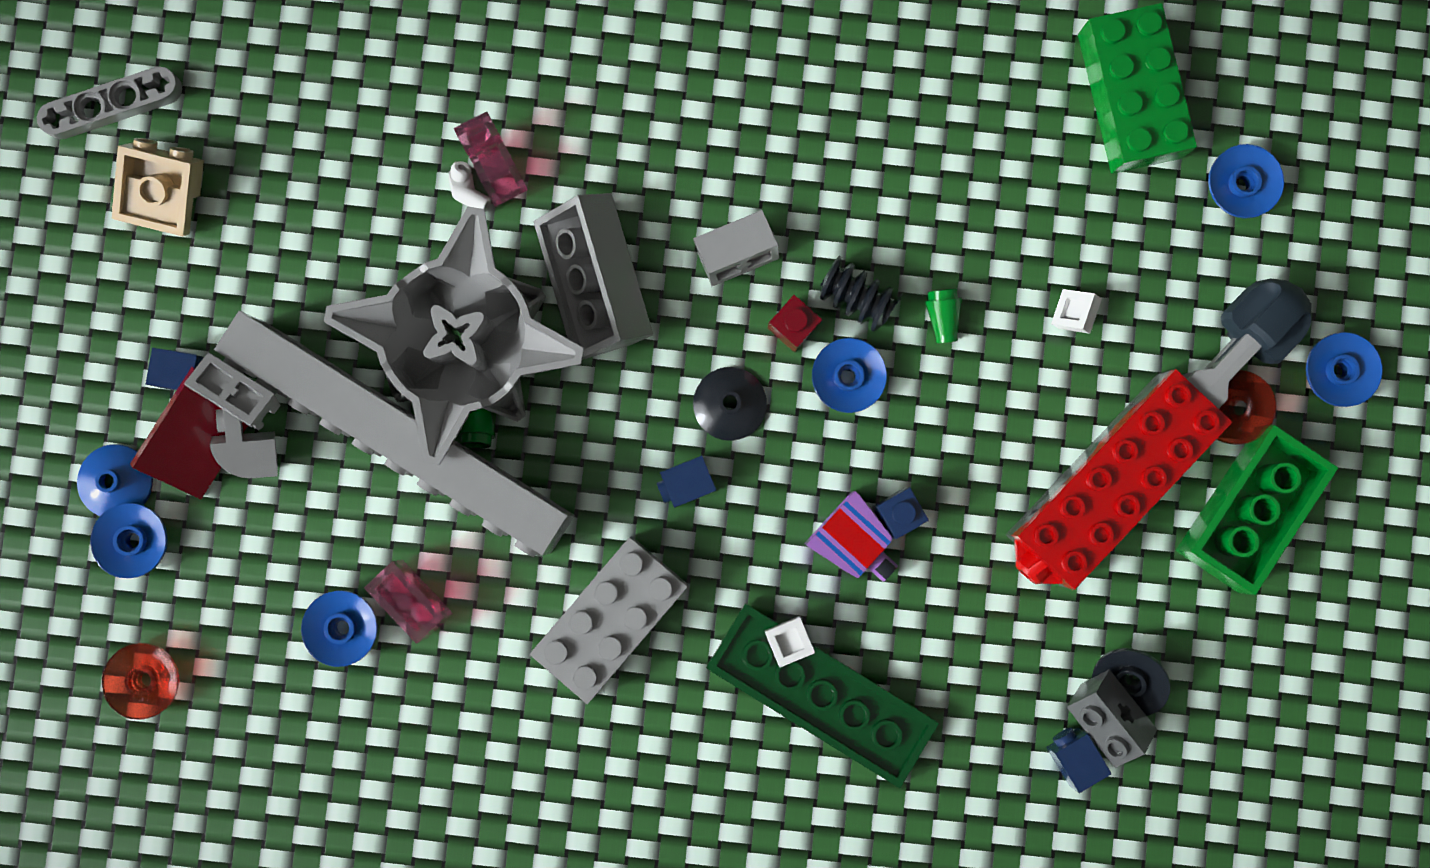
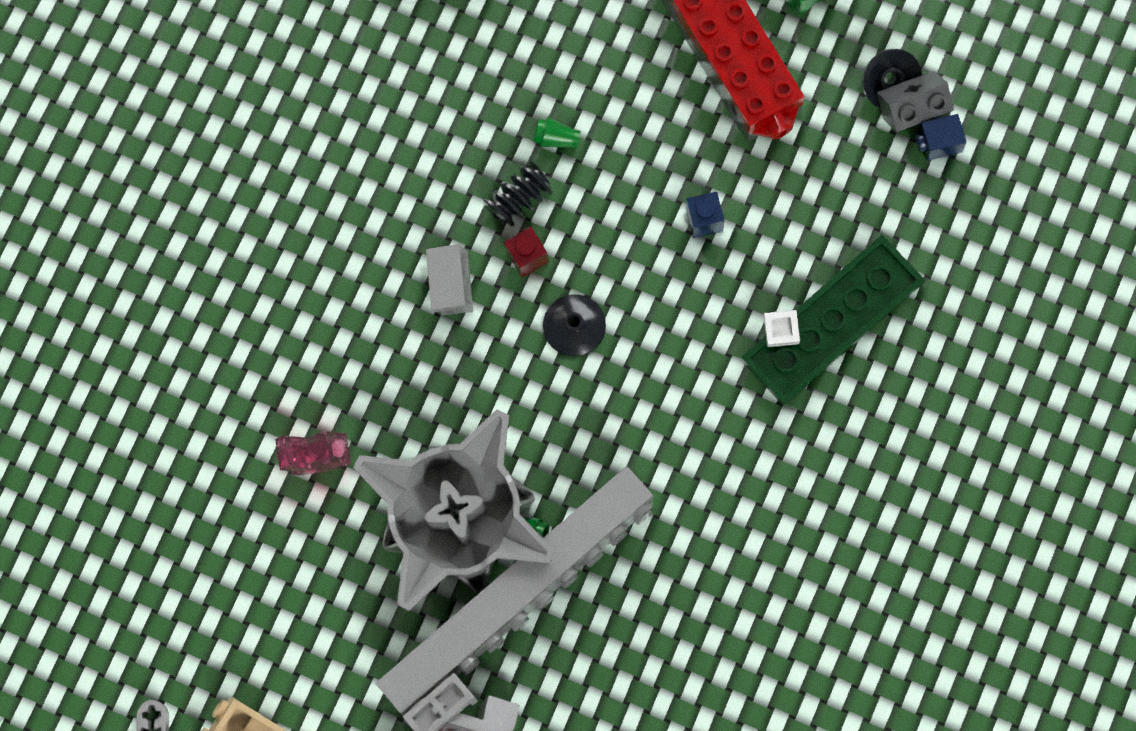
camera: 65 degrees left, 10 degrees down
(321, 632) = (659, 677): blue dish -> none
(408, 600) = (657, 626): clear pink brick -> none
(463, 187) = (327, 487): white arm -> none
(593, 274) = (432, 400): light grey slope -> none
(609, 619) = (721, 468): light grey brick -> none
(686, 482) = (628, 375): dark blue brick -> none
(854, 539) = (715, 257): torso -> none
(867, 369) = (577, 208): blue dish -> none
(1076, 311) = (586, 33): white plate -> none

